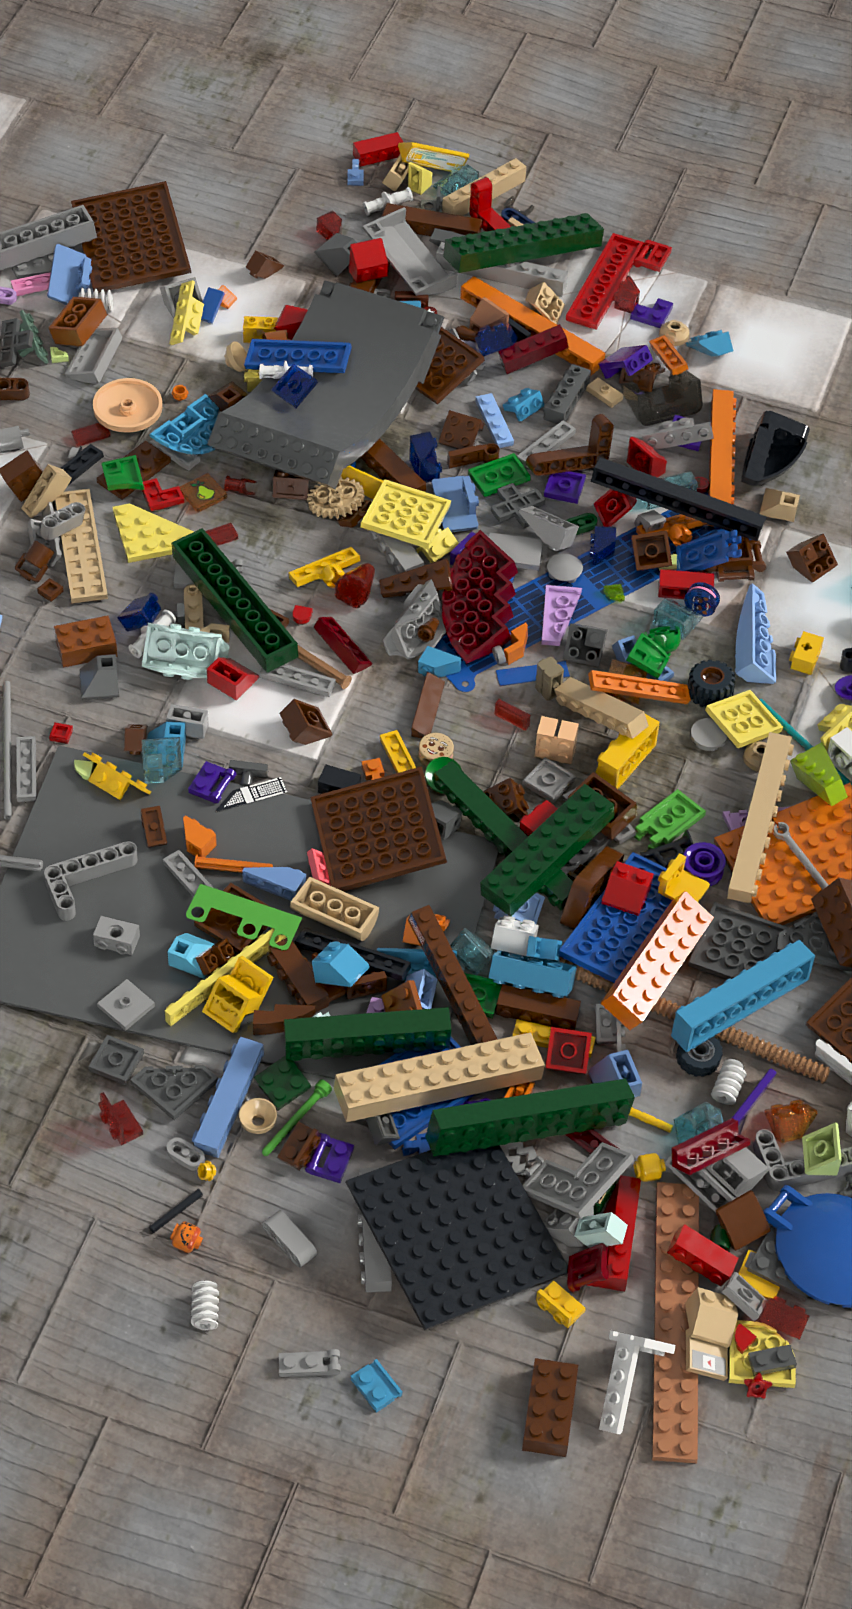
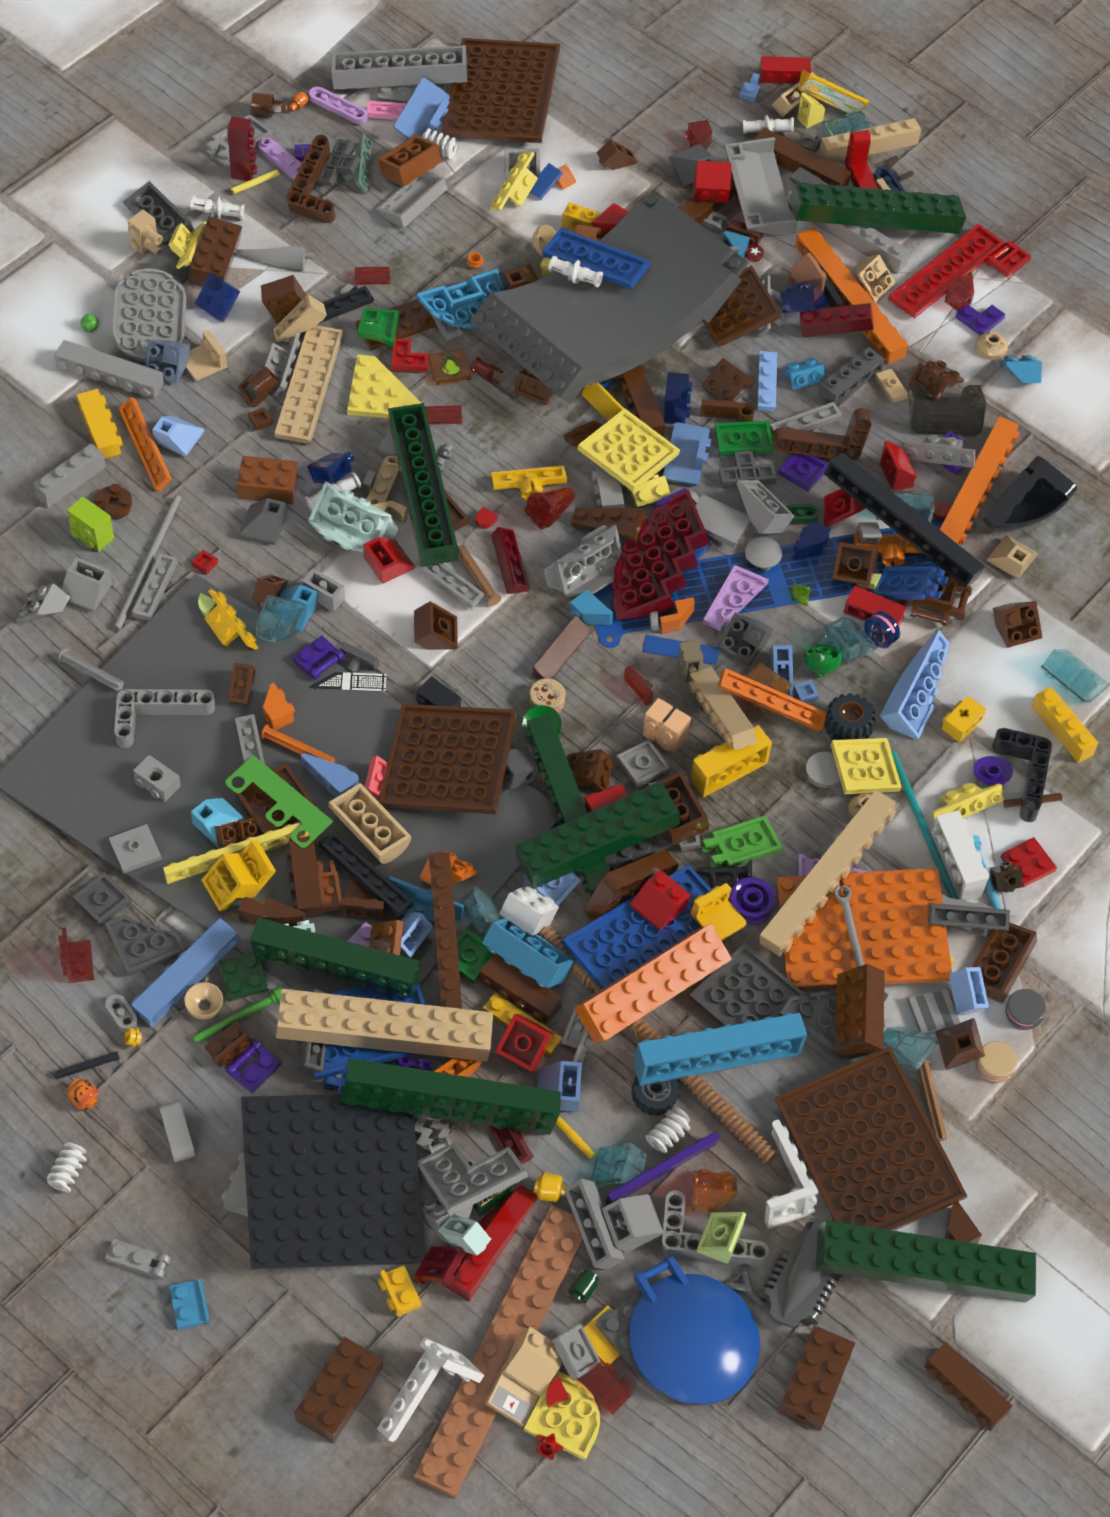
camera: 20 degrees right, 5 degrees up
(58, 355) = (378, 188): yellowish green tile -> none
(62, 521) = (298, 354): light grey beam -> none
(127, 405) = (417, 258): light nougat dish -> none
(294, 386) = (575, 288): clear blue plate -> none
(336, 502) = (572, 417): tan gear -> none
(338, 965) = (342, 881): dark azure slope -> none
(372, 769) = (478, 695): orange plate -> none
(397, 751) = (510, 689): yellow plate -> none
(427, 631) = (595, 574): reddish brown cone -> none
(466, 334) = (778, 283): reddish brown cone -> none
(543, 948) = (546, 932): dark azure slope -> none
(630, 358) = (924, 359): dark purple panel -> none
(648, 656) = (797, 671): green plate -> none
(668, 355) = (971, 367): orange plate -> none
(702, 1255) = (555, 1295): red brick -> none
(707, 1145) = (609, 1187): dark red fence -> none
(743, 1220) = (611, 1275): reddish brown slope -> none
(772, 1360) = (573, 1425): dark grey plate -> none
(819, 774) = (911, 848): lime wedge -> none

